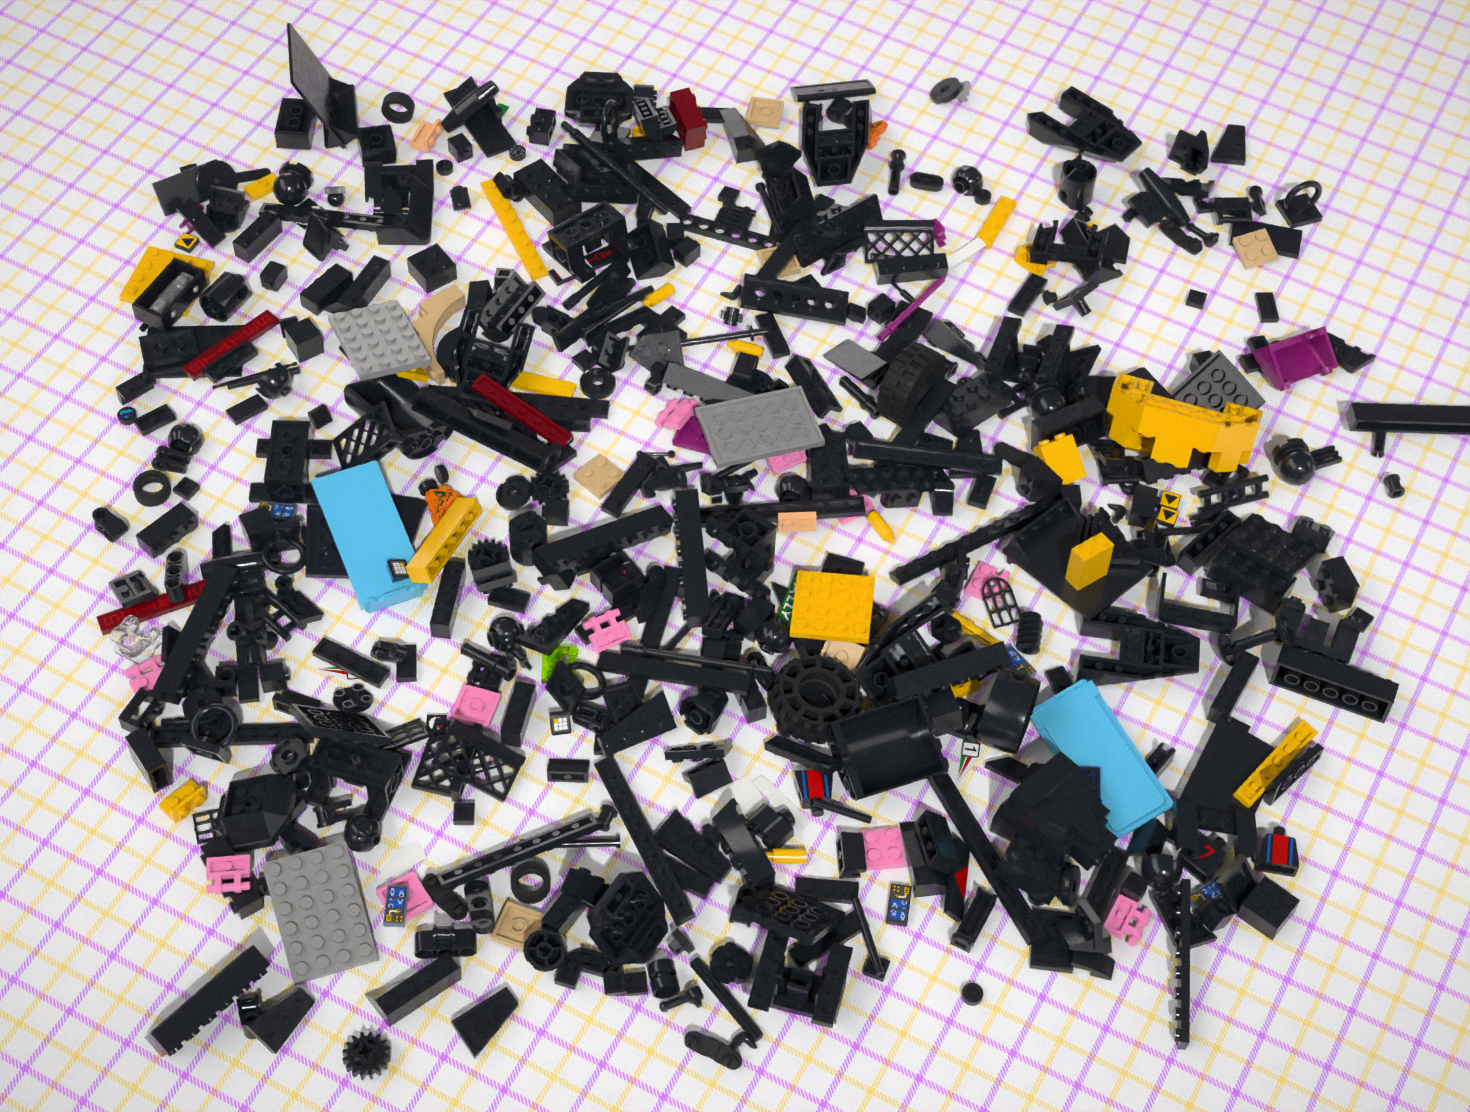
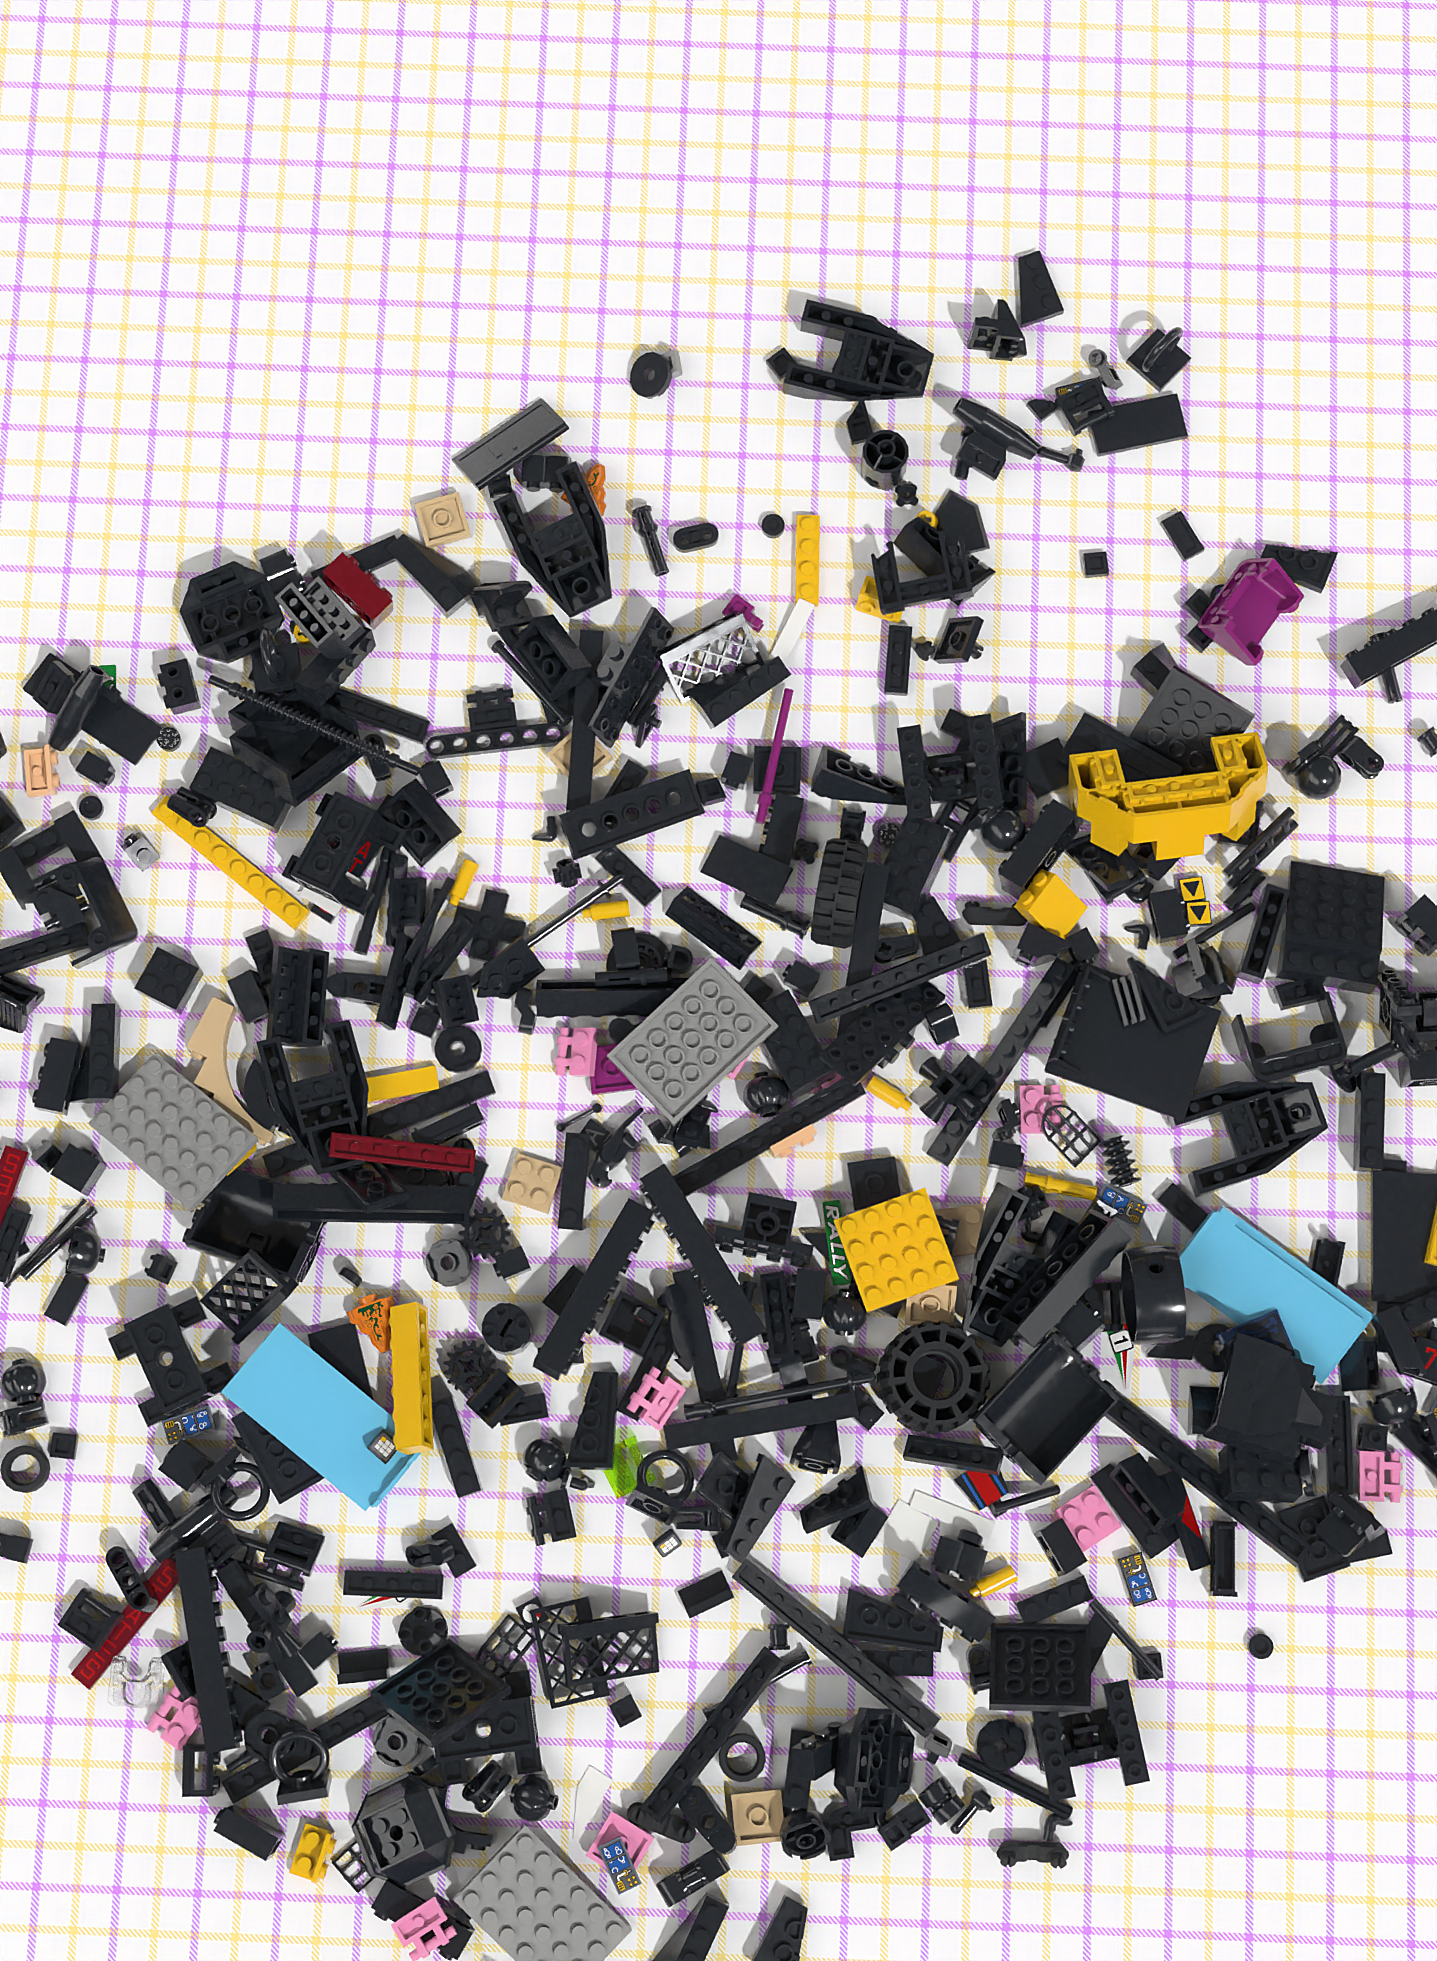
camera: 25 degrees left, 25 degrees up
(167, 530) = (81, 1519): black brick -> none
(284, 585) = (254, 1525): black bush -> none
(426, 486) = (346, 1304): black tile -> none
(476, 706) = (563, 1570): bright pink plate -> none
(495, 665) = (560, 1512): black pin -> none
(518, 714) = (616, 1557): black brick -> none
(687, 251) = (462, 796): black brick -> none
(729, 195) = (465, 677): black tile -> none
(743, 381) = (634, 976): none -> black pin
(904, 293) = (750, 728): black piece -> none
(929, 537) = (952, 1088): none -> black brick
(966, 178) = (745, 512): black plant -> none
(1089, 561) = (1156, 1054): yellow brick -> none
(1178, 236) = (1039, 477): black piece -> none
(1193, 188) = (1016, 390): black wing -> none
(1255, 249) = (1134, 453): tan plate -> none
(1314, 533) = (1369, 856): black bracket -> none
(1335, 474) = (1359, 755): none -> black piece

